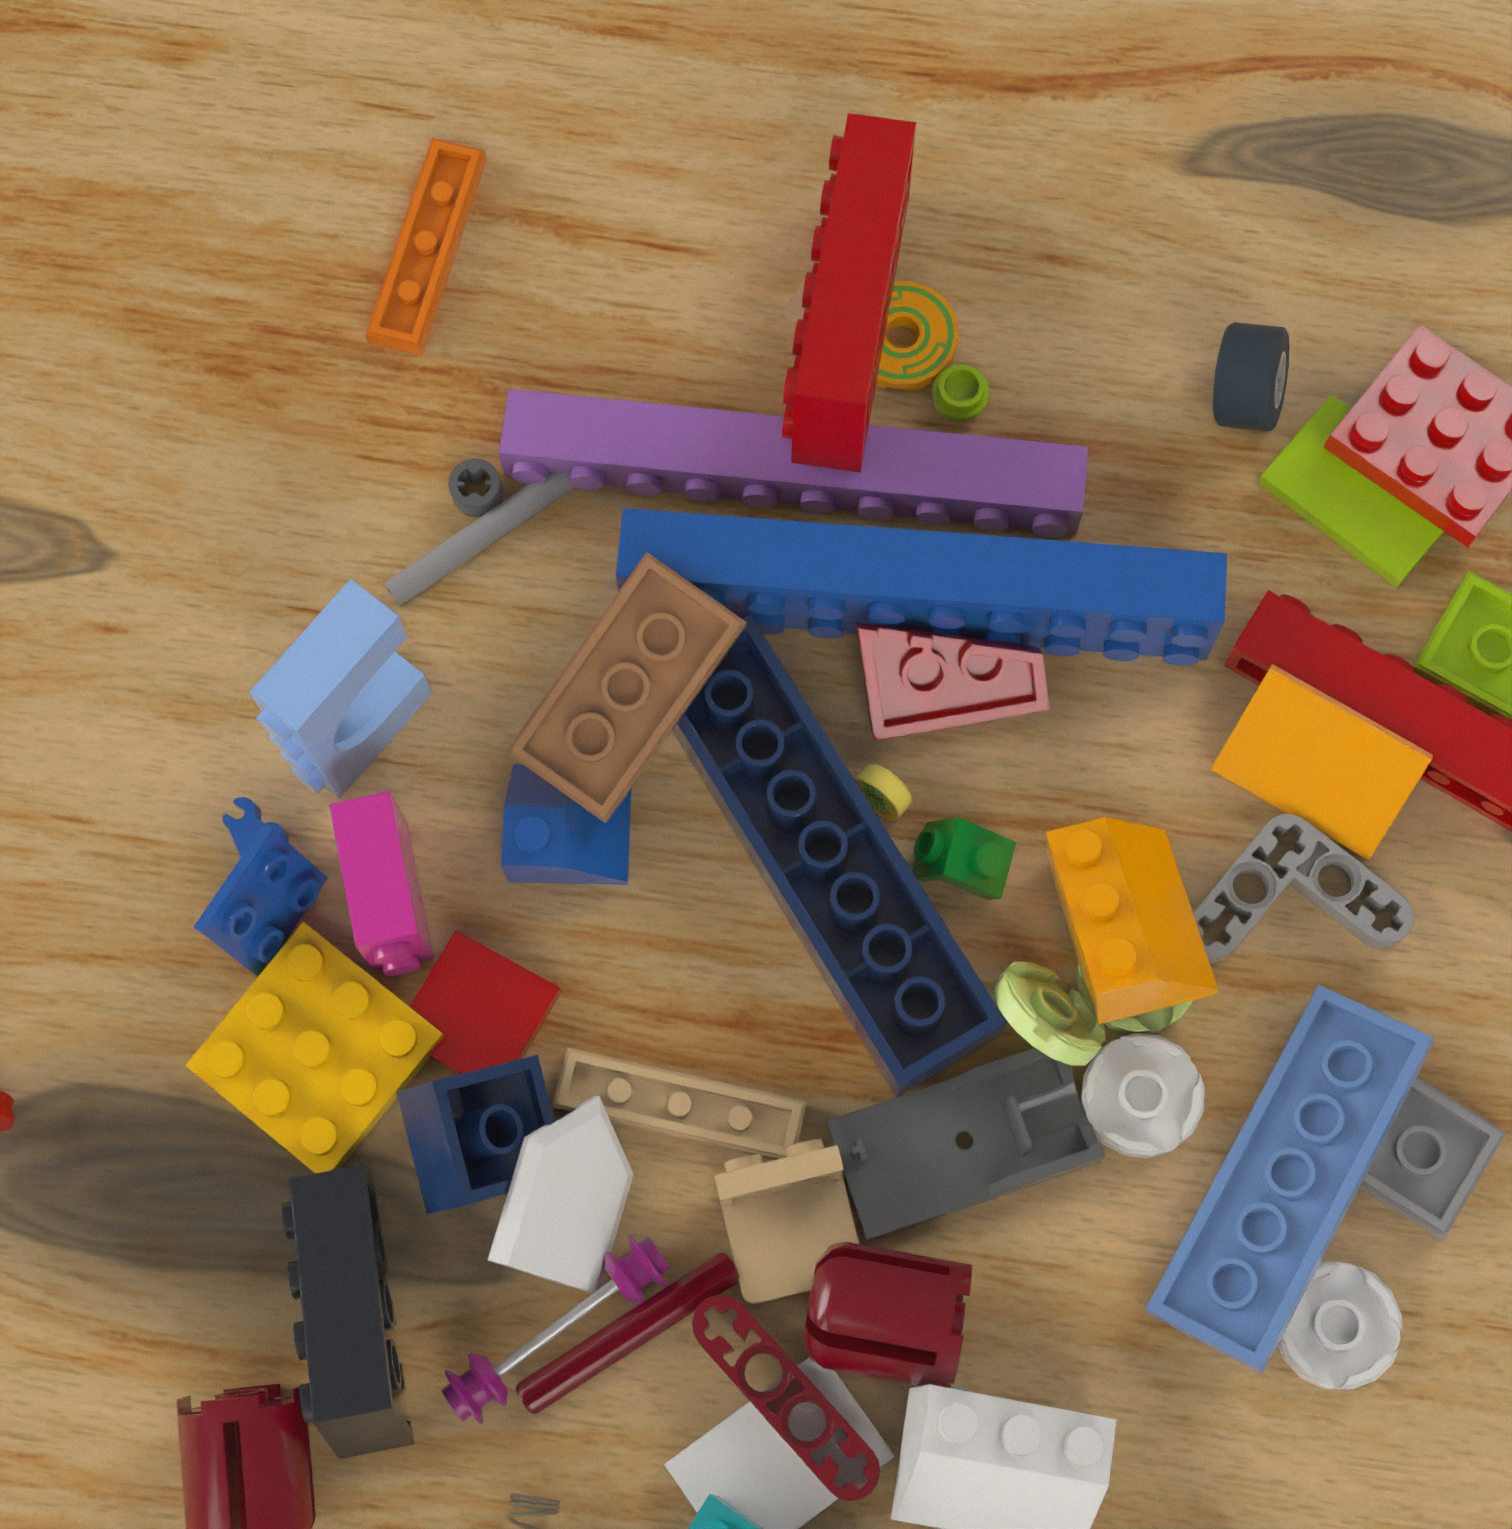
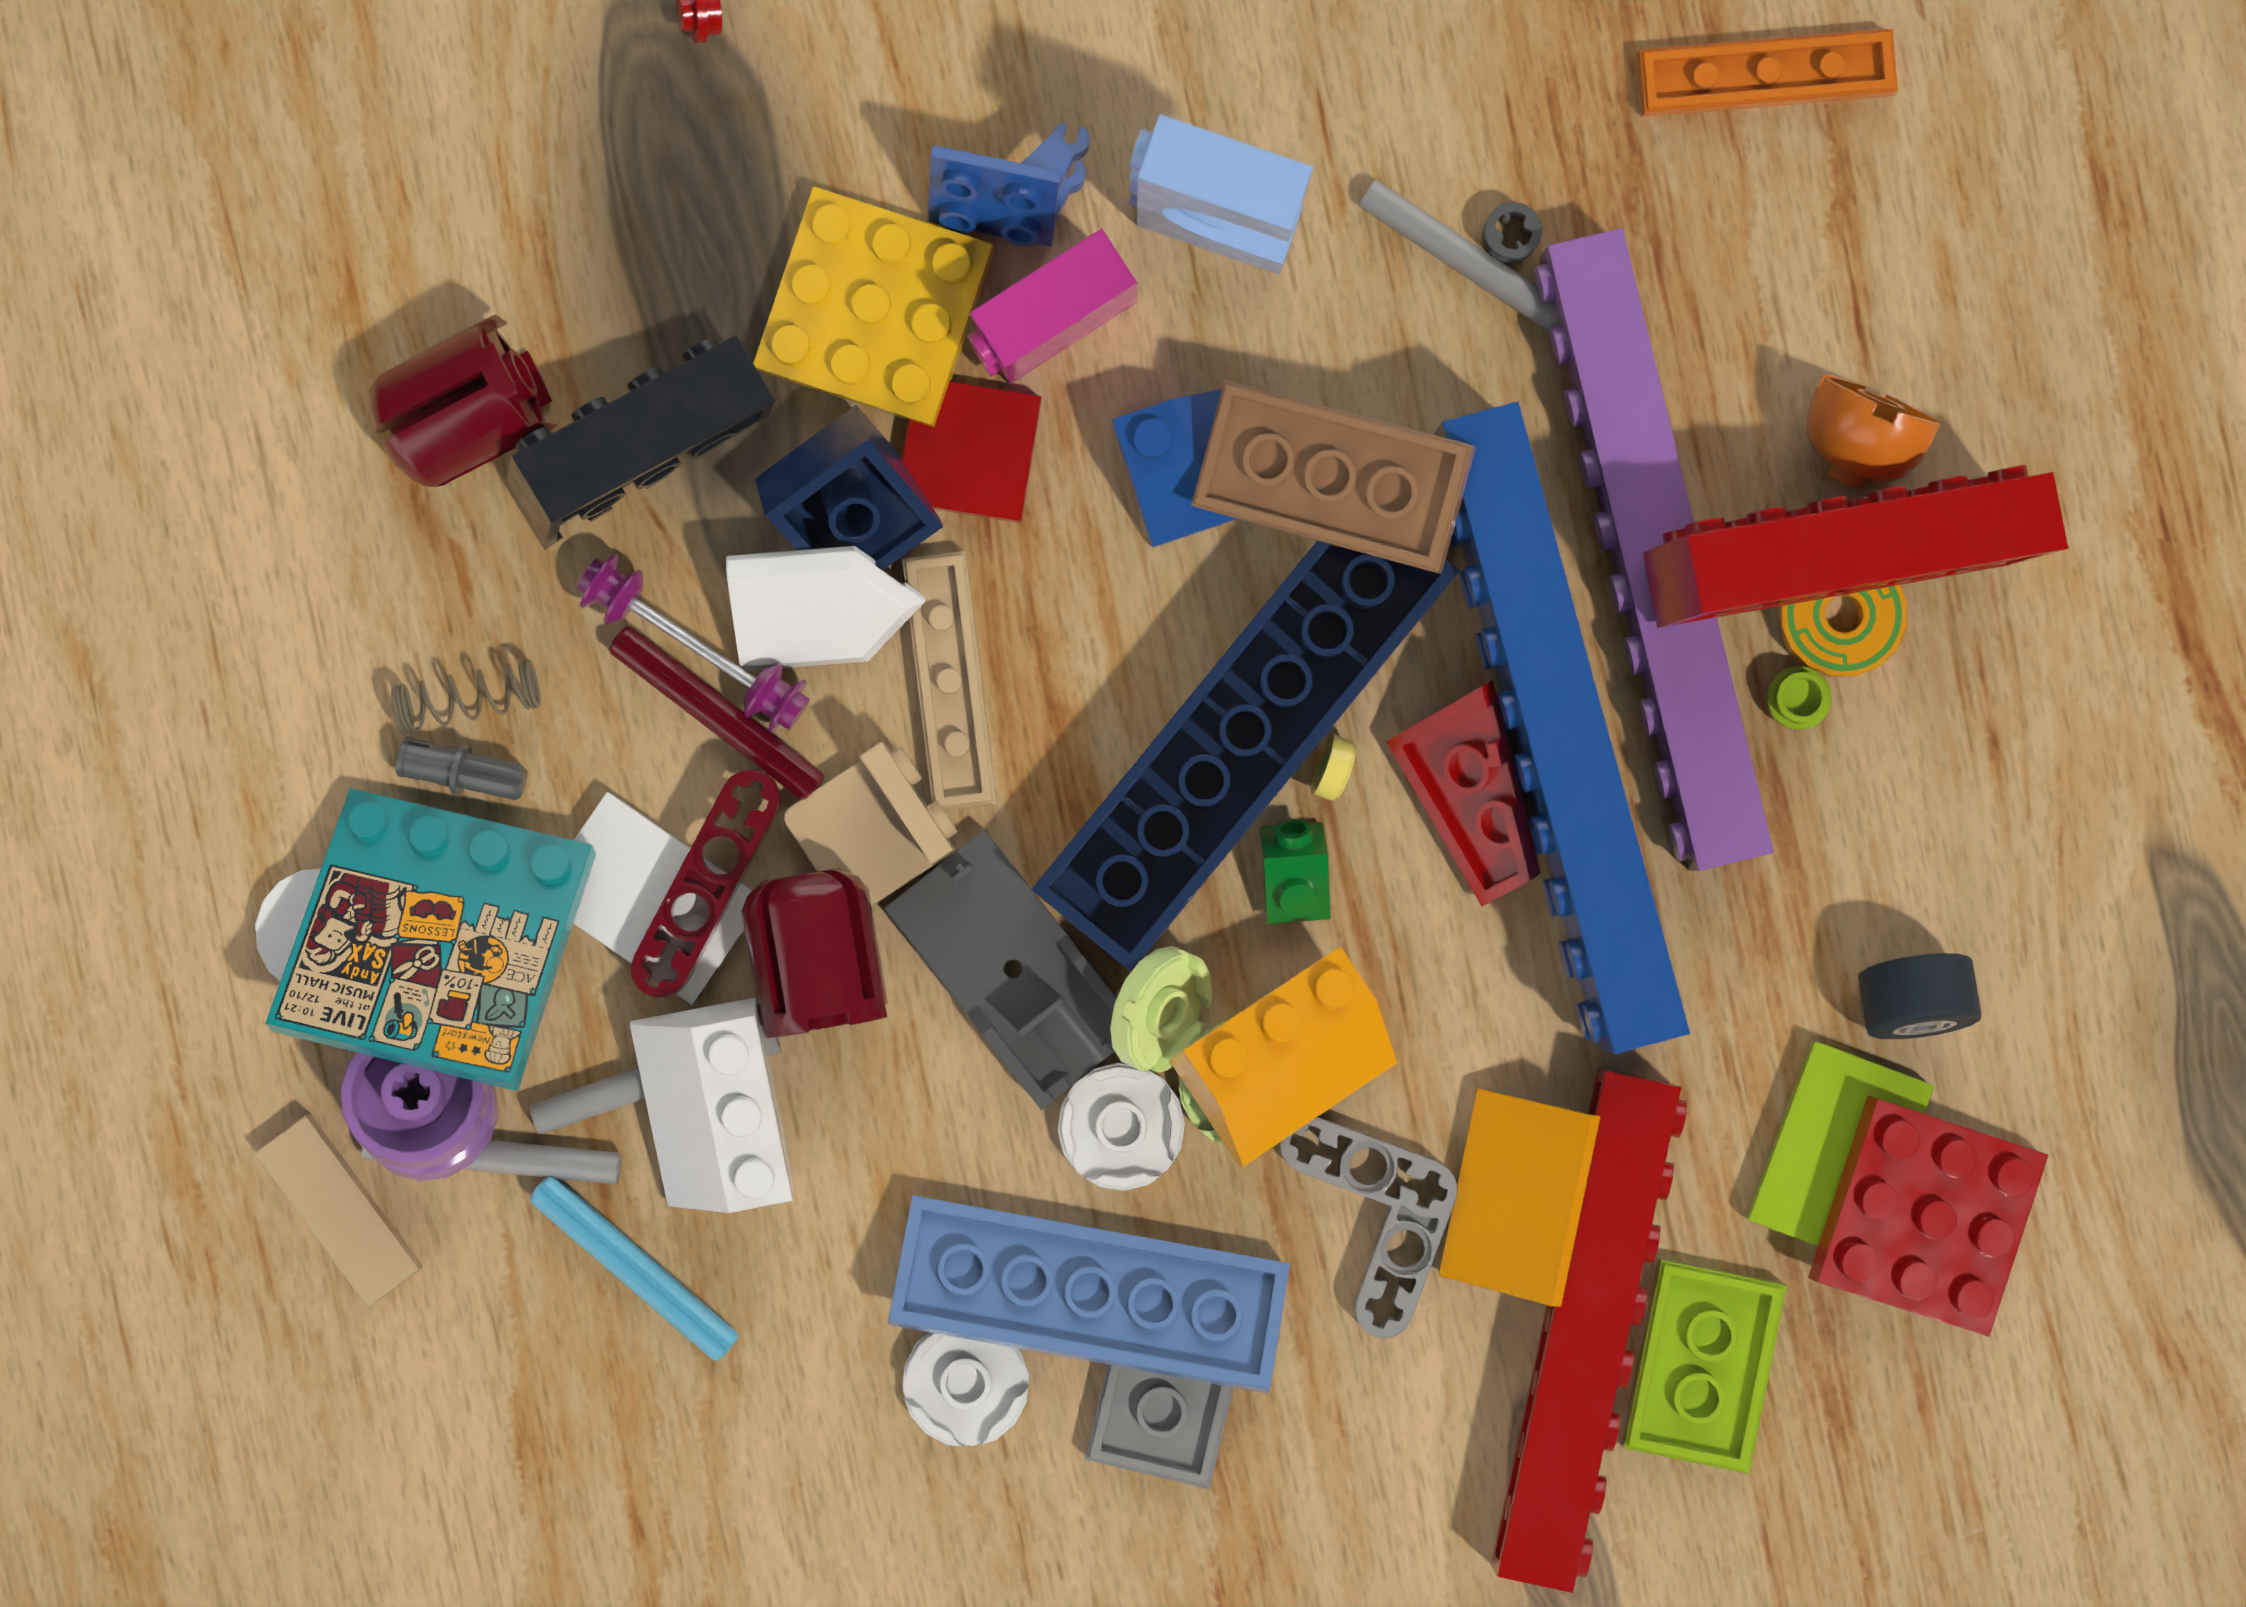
camera: 70 degrees right, 15 degrees up
(757, 260) = (1866, 432): none -> orange cylinder

